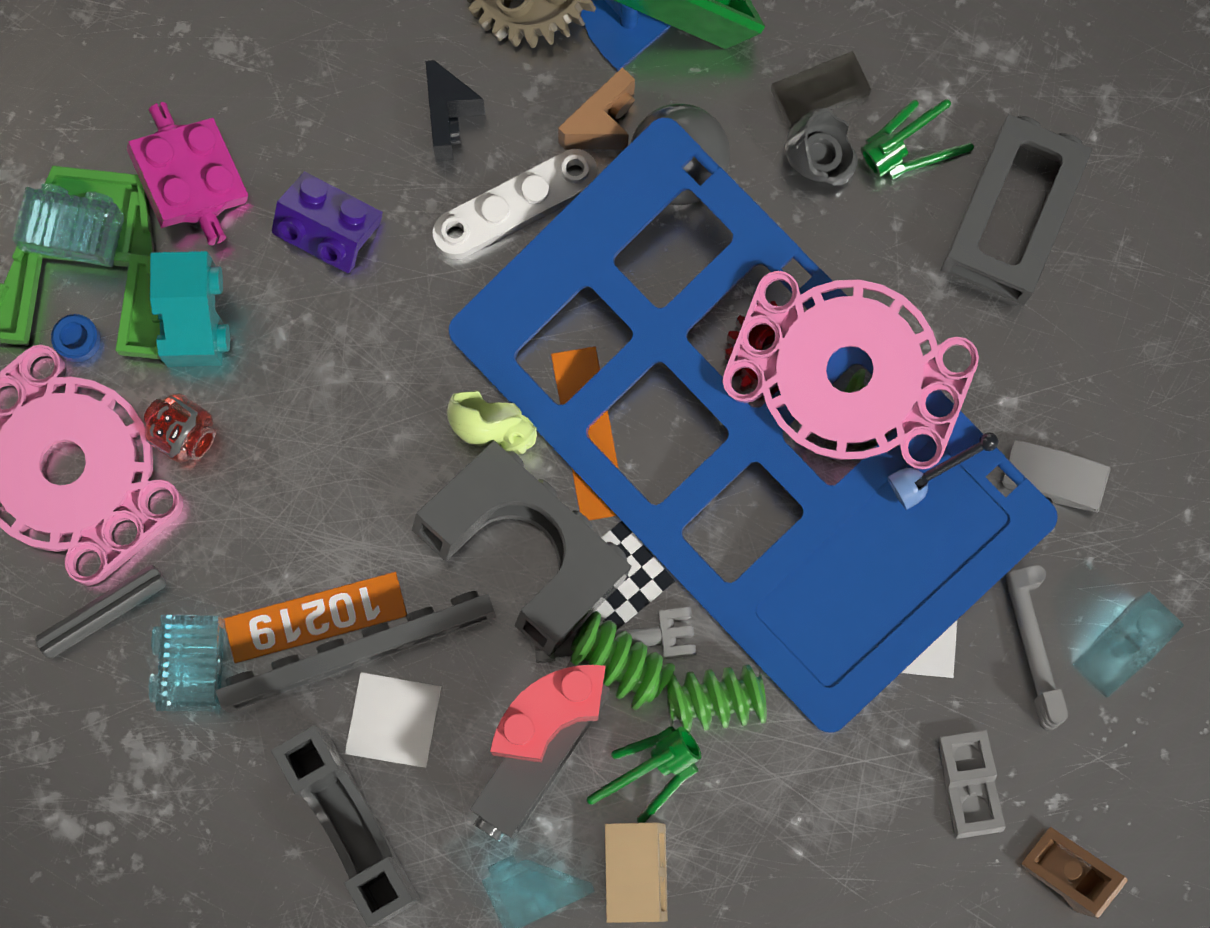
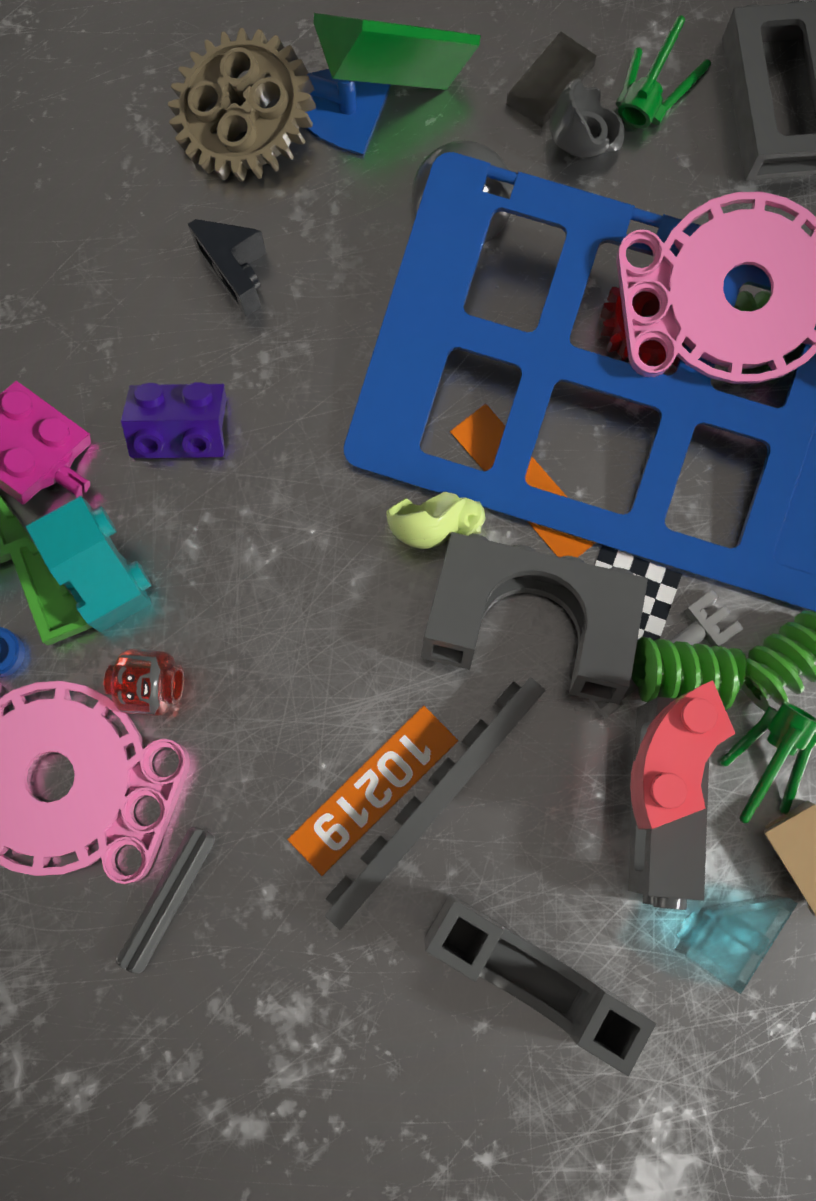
camera: 25 degrees left, 0 degrees up
(188, 664) = (281, 905): clear light blue brick -> none
(393, 720) = (502, 845): white sticker -> none
(514, 204) = (340, 315): white plate -> none
(592, 123) = (374, 202): medium nougat slope -> none

